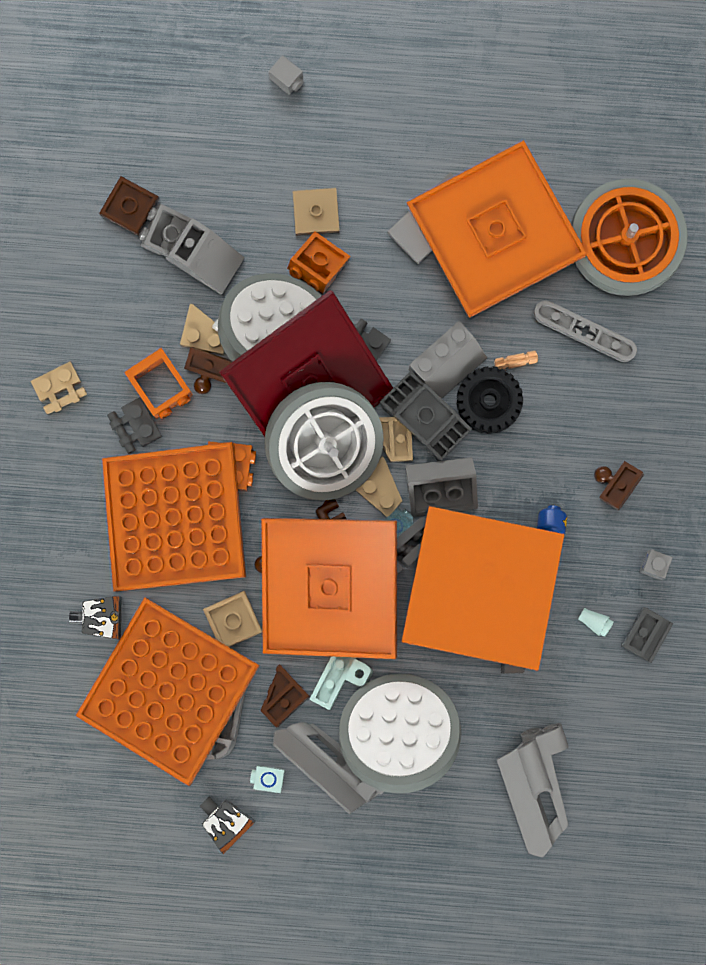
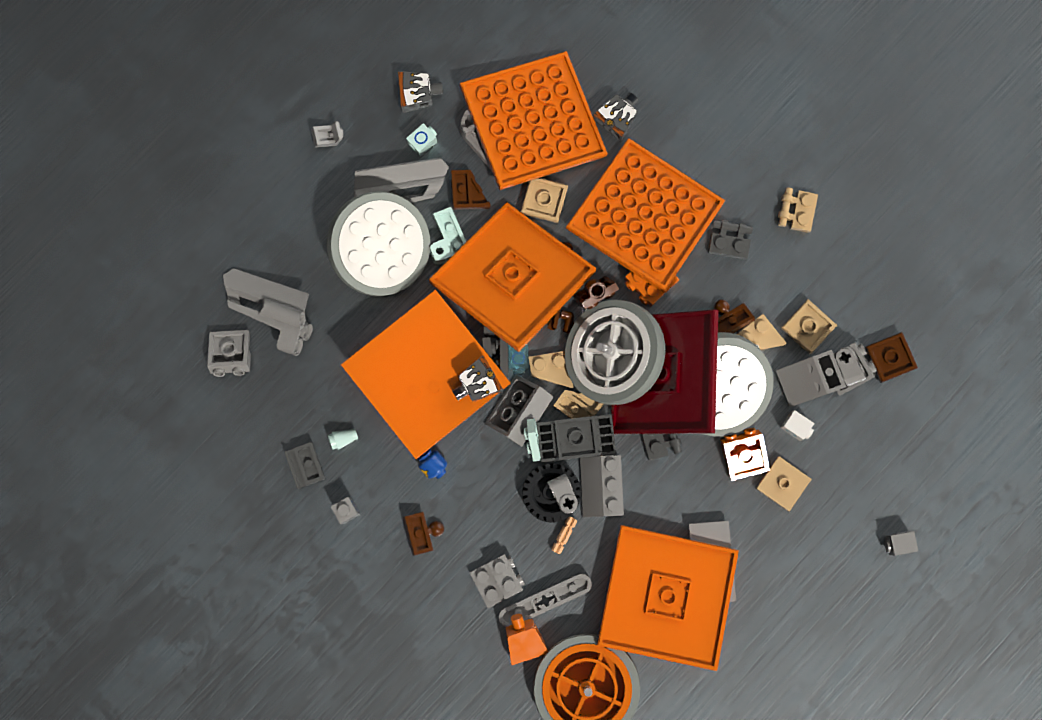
camera: 130 degrees right, 0 degrees up
(148, 365) = (766, 277): orange window -> none
(159, 296) = (809, 326): none -> tan plate
(170, 228) = (851, 370): none -> light grey piece
(256, 237) = (798, 426): none -> white brick
(282, 502) = (595, 291): none -> reddish brown plate
(335, 871) = (327, 135): none -> light grey bracket
(453, 533) = (477, 381): none -> torso
(458, 453) = (532, 435): none -> light aqua plate
(483, 388) = (561, 491): none -> light grey piece
(602, 385) = (497, 580): none -> light grey plate
(607, 788) = (229, 352): none -> light grey plate
(634, 320) = (524, 640): none -> orange torso

